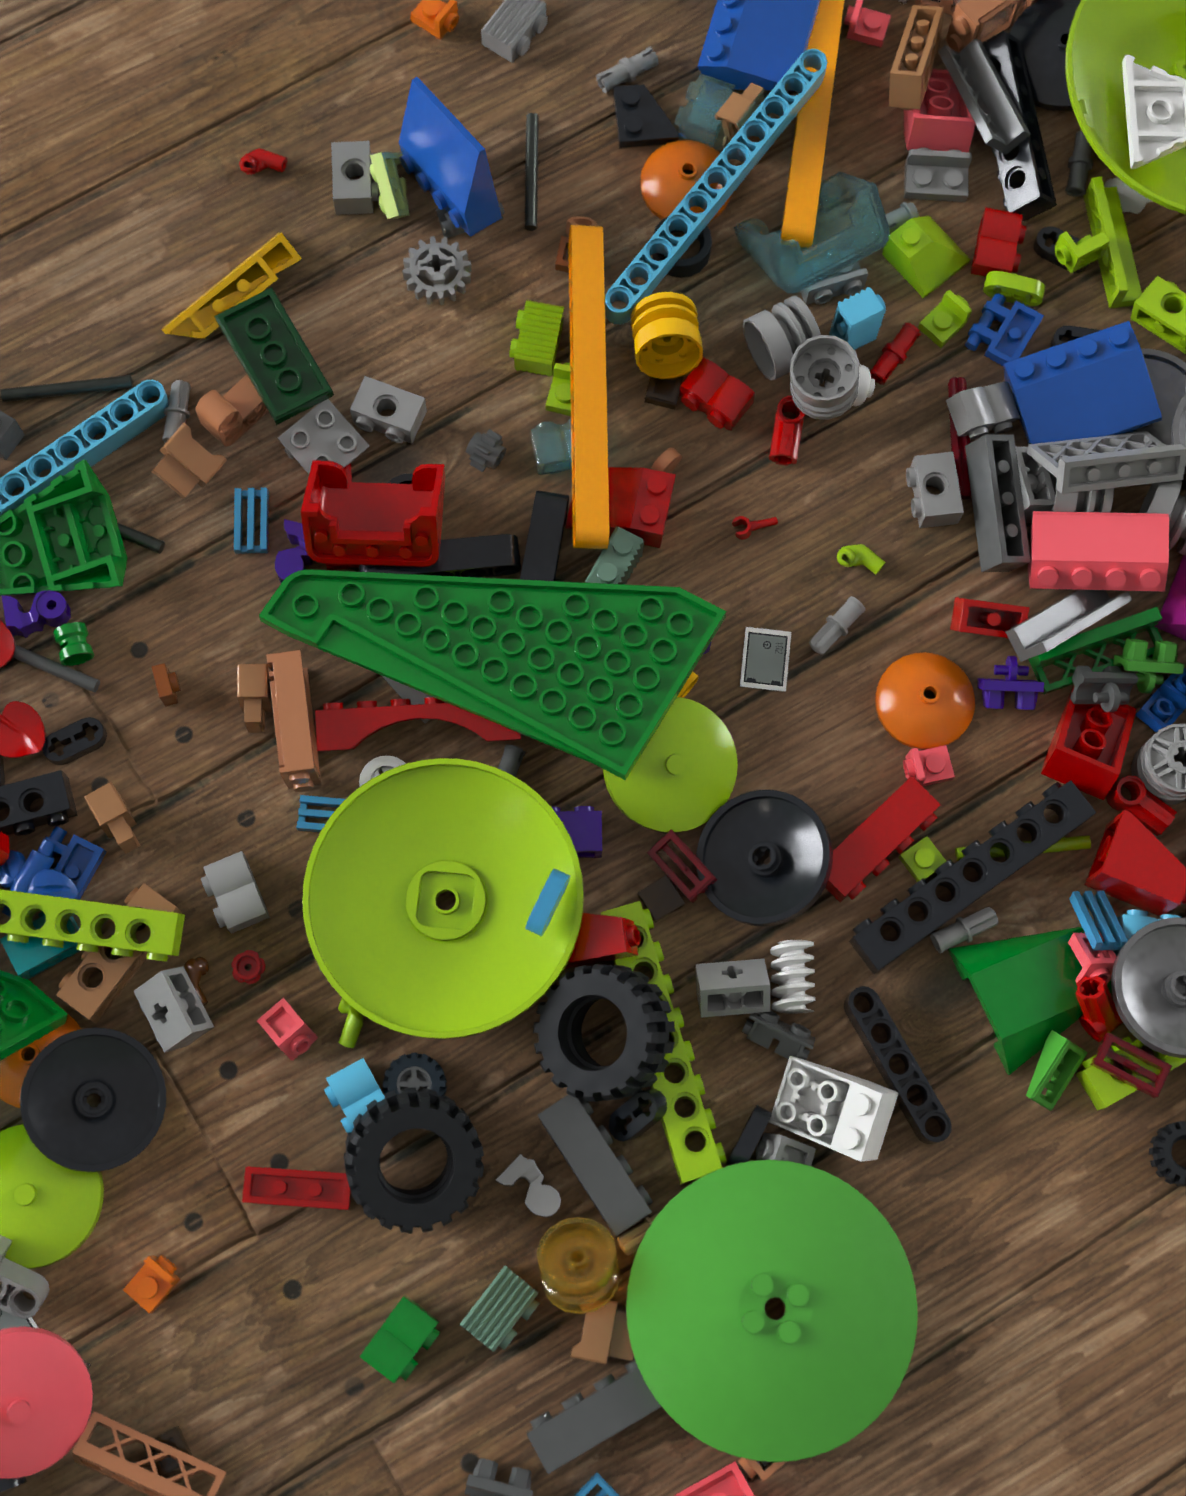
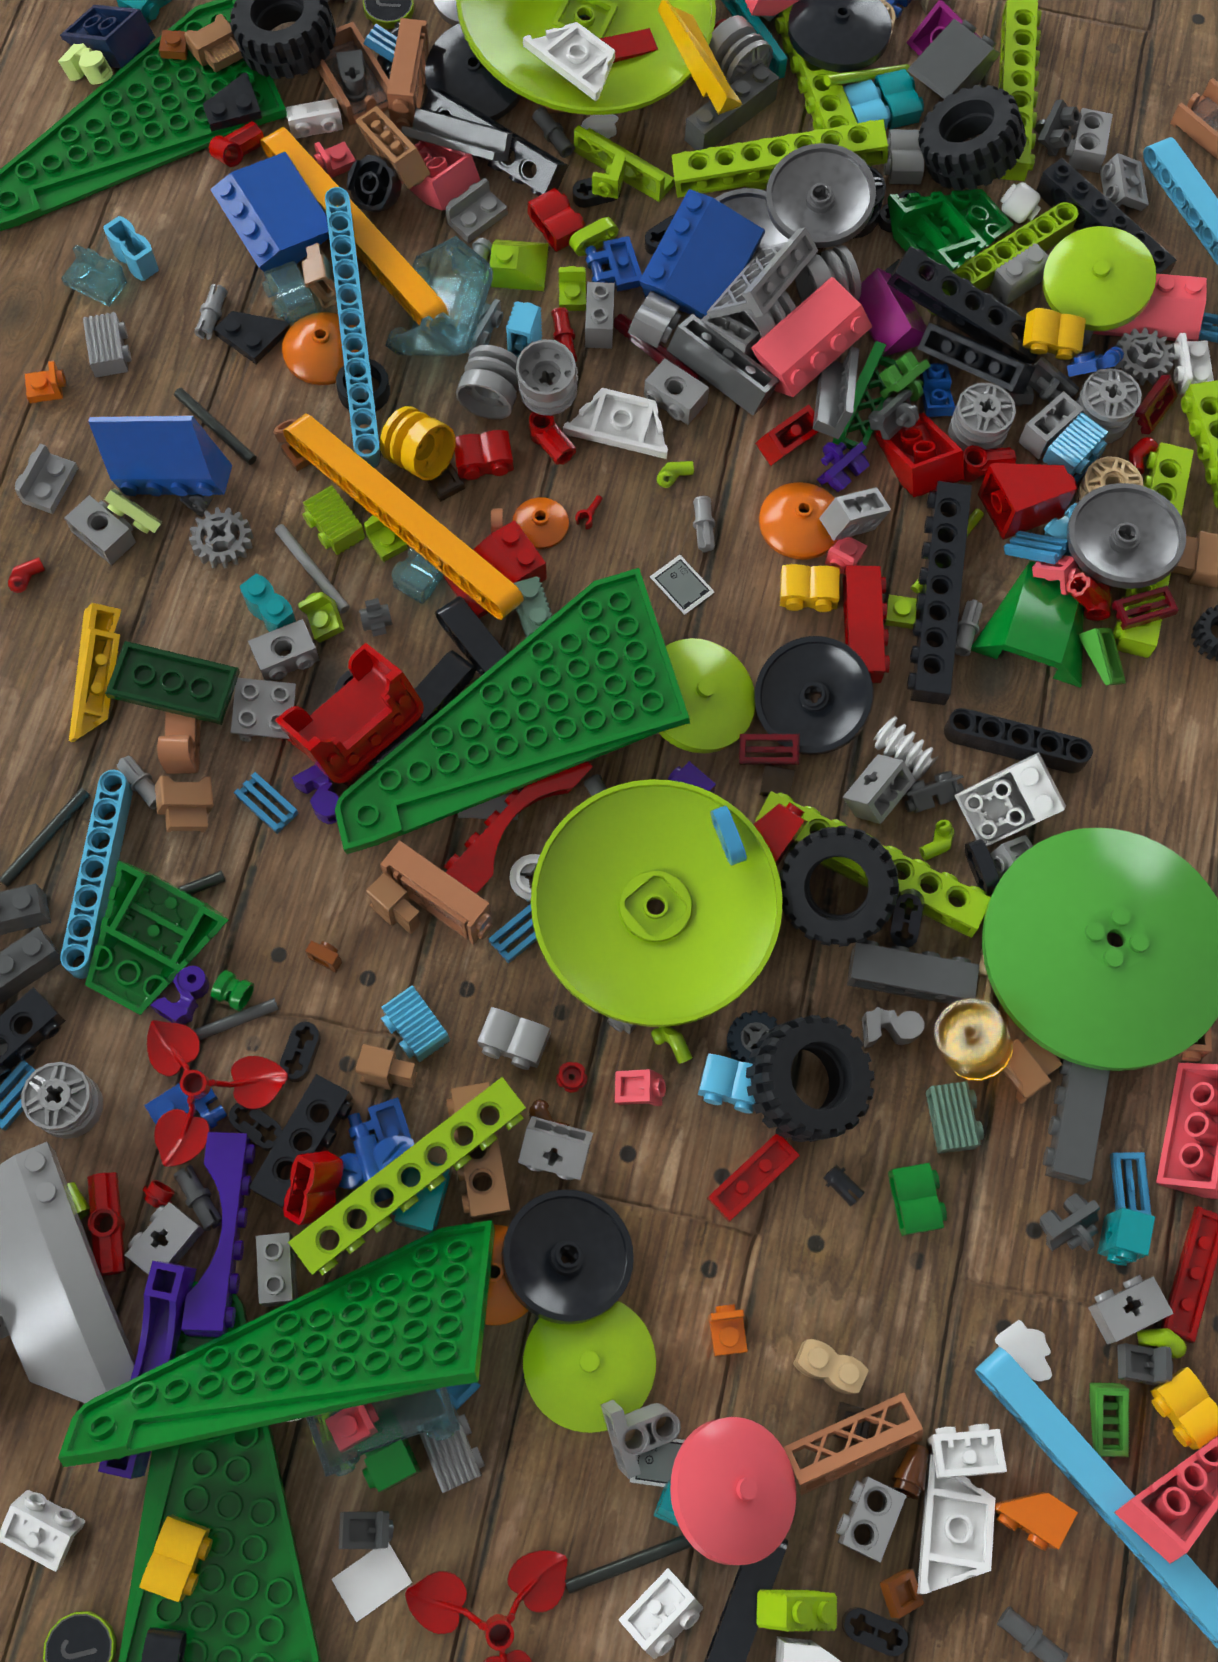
camera: 45 degrees left, 5 degrees down
(174, 805) = (415, 1024): none -> medium azure brick
(191, 1382) = (839, 1372): none -> tan brick
(355, 96) = (45, 479): none -> light grey bracket
(358, 1268) = (842, 1183): none -> black pin
(413, 359) = (266, 604): none -> teal brick
(447, 410) = (322, 616): none -> lime bracket
(482, 363) = (311, 567): none -> light grey bar
(701, 509) = (544, 532): none -> orange dish
(742, 1082) = (941, 841): none -> lime arm
(861, 473) = (620, 422): none -> white wing
(864, 764) = (809, 587): none -> yellow brick
(867, 76) = (373, 184): none -> black cylinder
(942, 362) = (599, 315): none -> light grey brick
(968, 739) = (855, 513): none -> light grey brick

